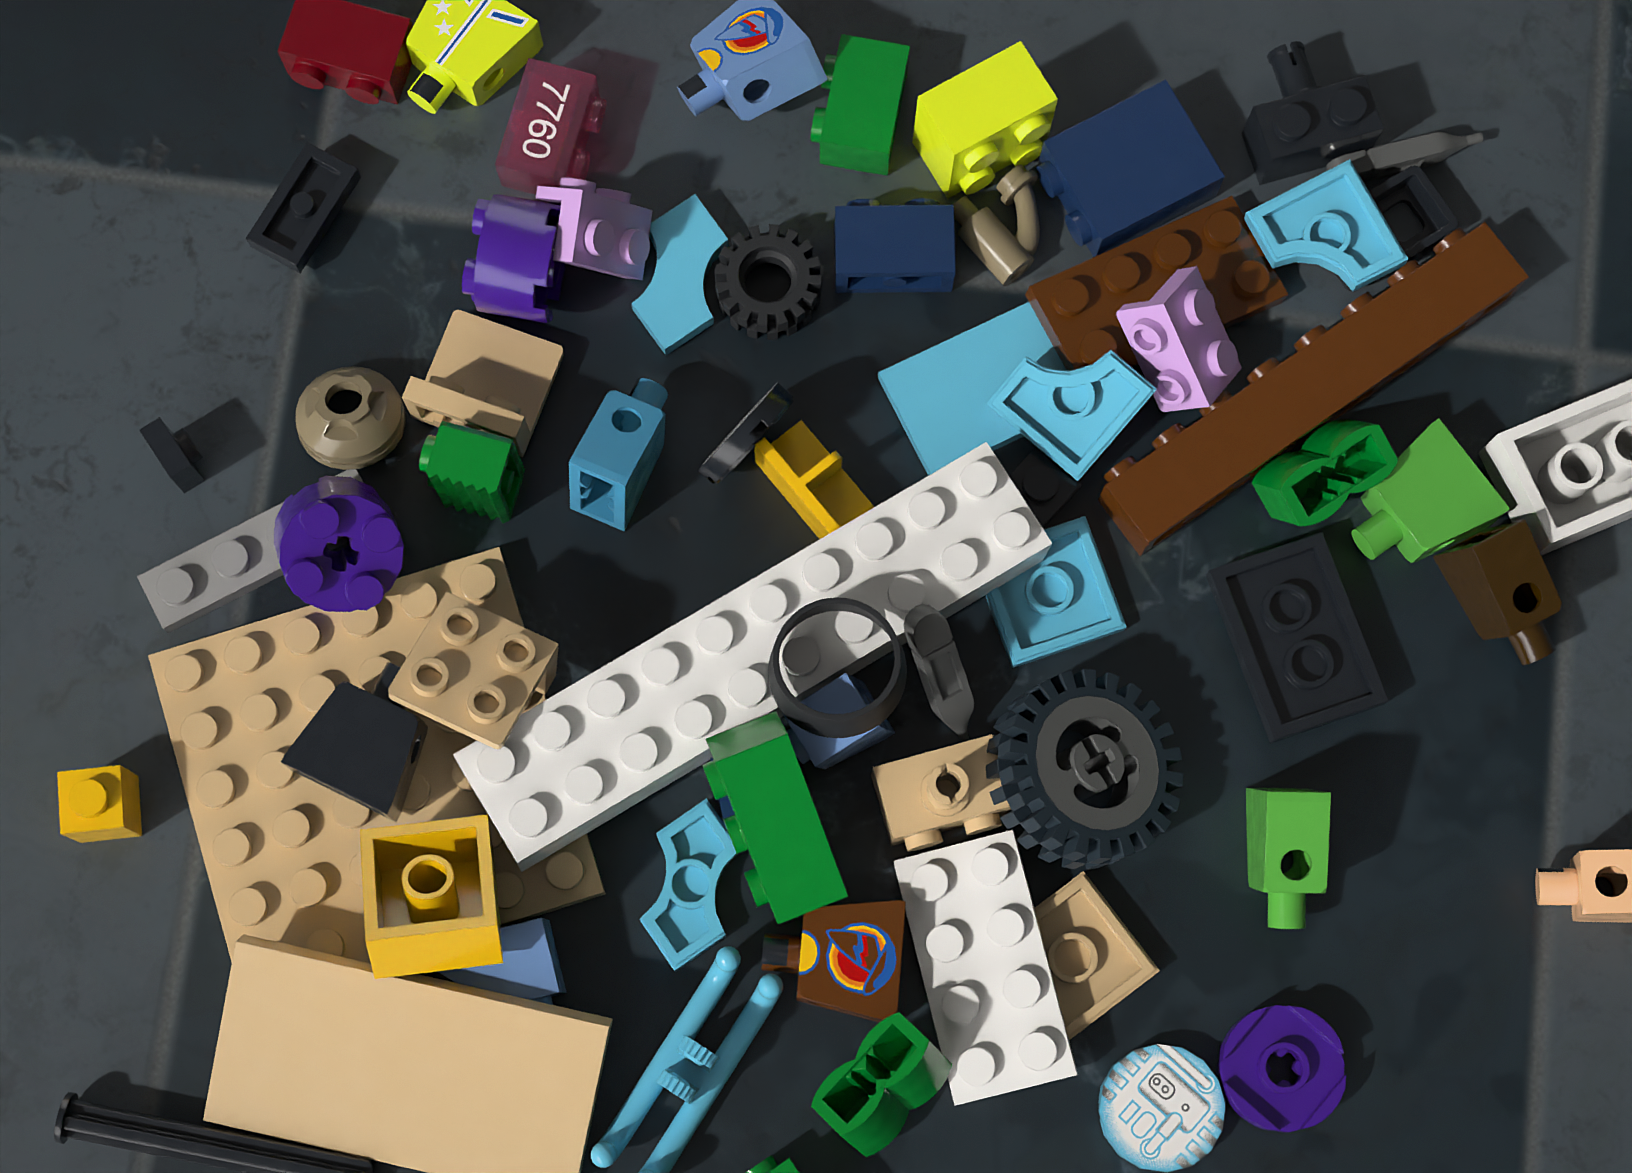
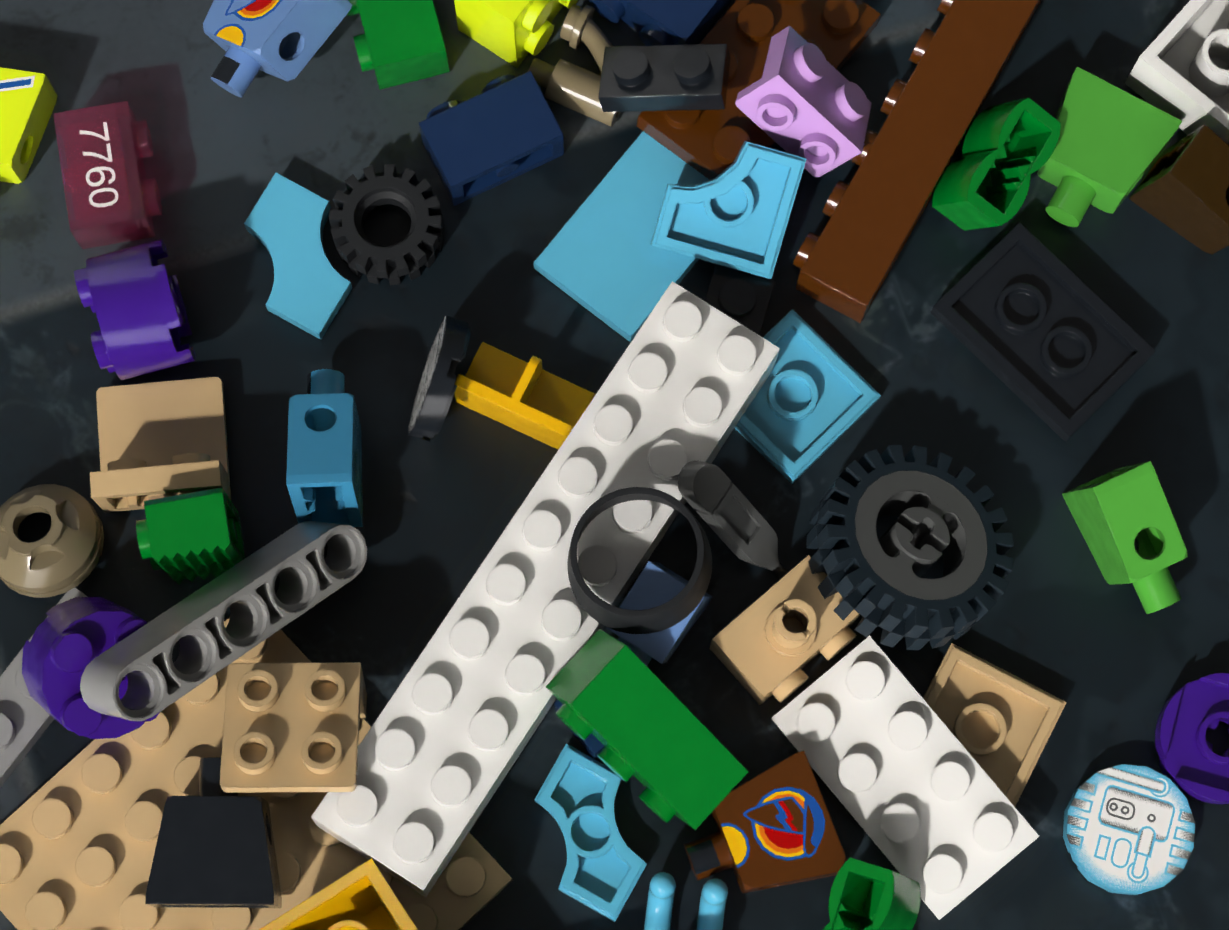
camera: 25 degrees left, 0 degrees up
(442, 540) = (199, 620): none -> light grey beam
(599, 228) = (202, 246): lavender bracket -> none
(1067, 263) = (664, 78): none -> black plate

